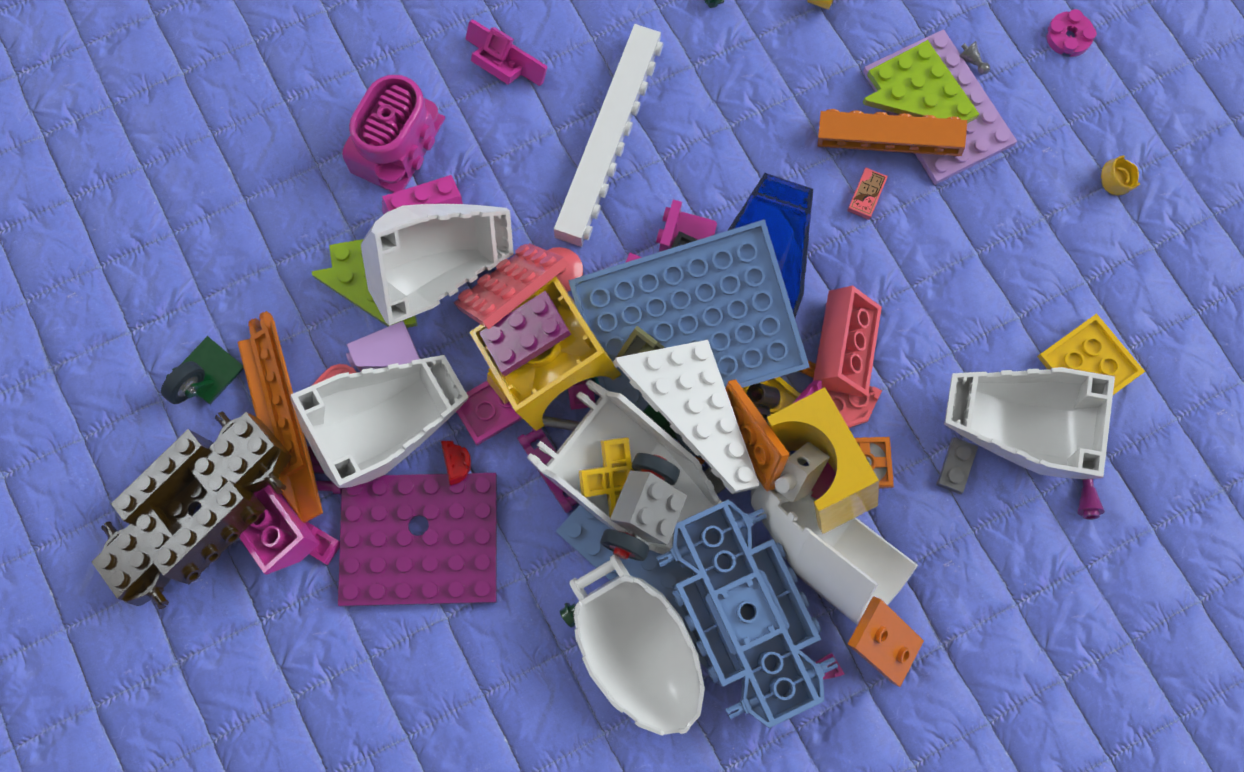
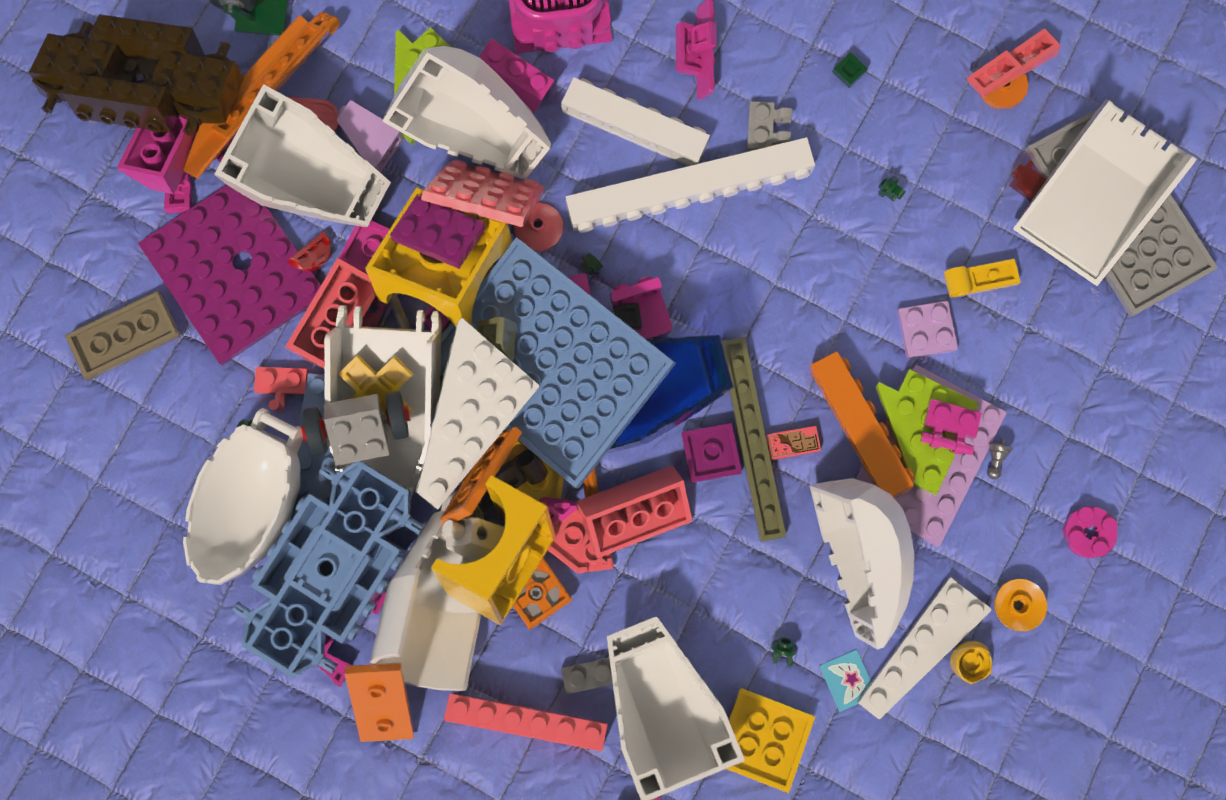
camera: 55 degrees right, 5 degrees up
(411, 671) = (122, 336): none -> dark tan plate
(525, 490) = (342, 286): none -> coral slope
(528, 141) = (635, 122): none -> white brick
(547, 560) = (281, 383): none -> coral plate
(598, 54) = (761, 122): none -> light grey plate
(620, 248) = (591, 263): none -> dark green plate
(837, 257) = (711, 453): none -> magenta plate
(841, 43) = (927, 330): none -> lavender plate
(872, 230) = (753, 442): none -> olive plate
(930, 63) = (951, 419): none -> dark pink plate
(967, 537) = (525, 721): none -> coral brick
(999, 188) = (871, 552): none -> white windscreen
(1028, 301) = (784, 647): none -> dark green plate
(1078, 274) = (846, 679): none -> medium azure sticker
(1082, 191) = (934, 634): none -> white wing
(1101, 106) = (1032, 600): none -> light orange dish

